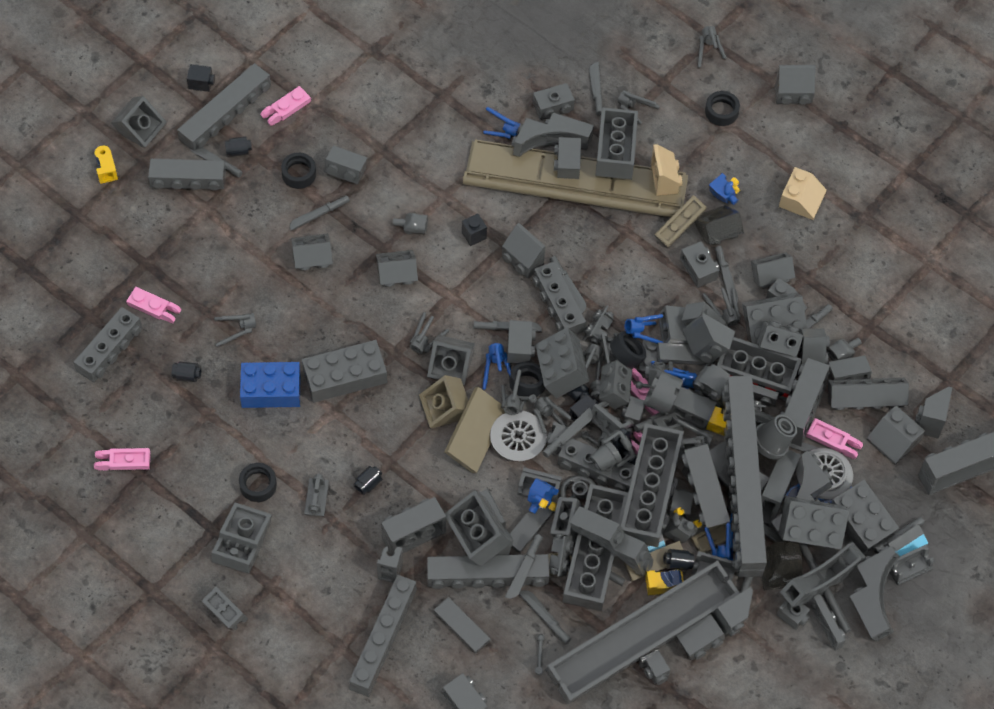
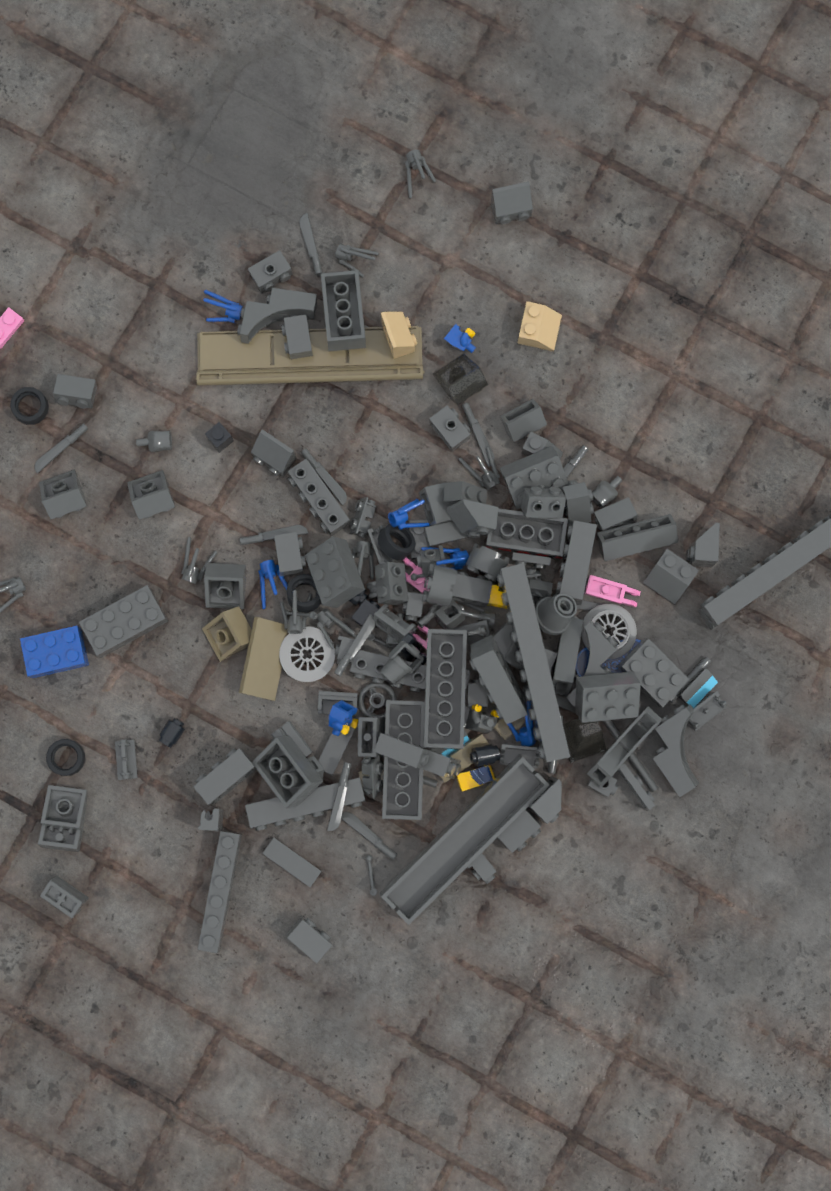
camera: 10 degrees left, 20 degrees up
(680, 221) = (423, 384): dark tan tile -> none
(725, 97) = (442, 229): black tyre -> none

